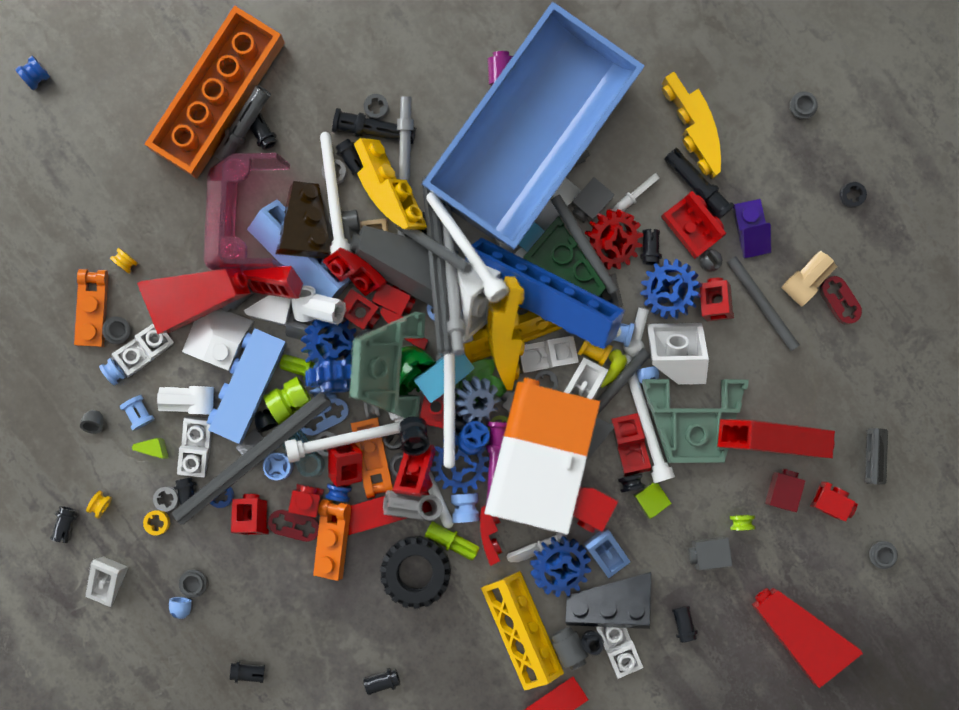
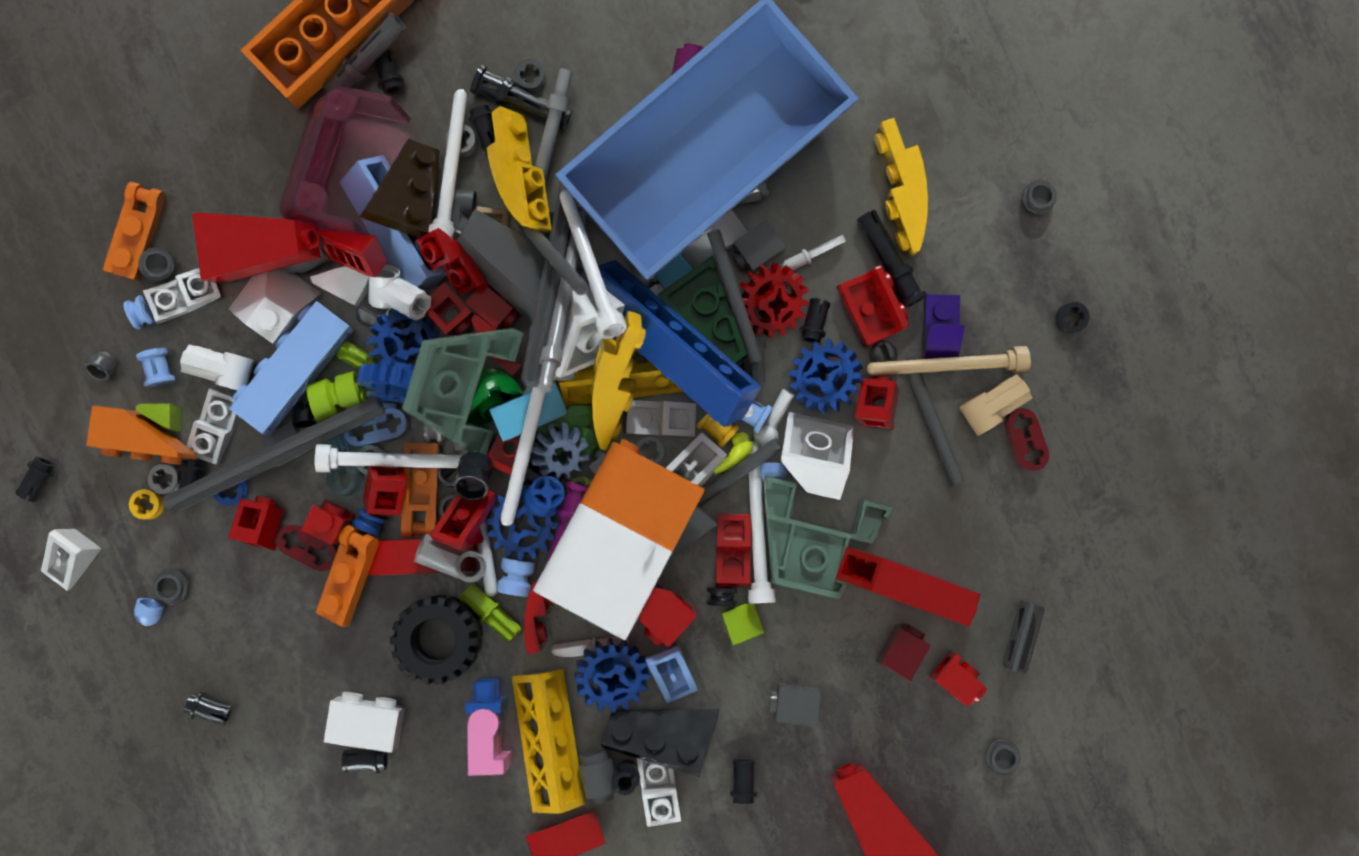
camera: 15 degrees right, 0 degrees up
(98, 504) = (82, 465): yellow bush -> none
(123, 260) = (186, 184): yellow bush -> none
(131, 467) = (130, 431): none -> orange slope
(274, 466) = (299, 474): light blue wheel -> none
(374, 652) = (364, 722): none -> white brick
(472, 631) = (485, 729): none -> bright pink hips
(742, 522) = (843, 676): lime bush -> none
(816, 239) = (1014, 360): none -> tan piece

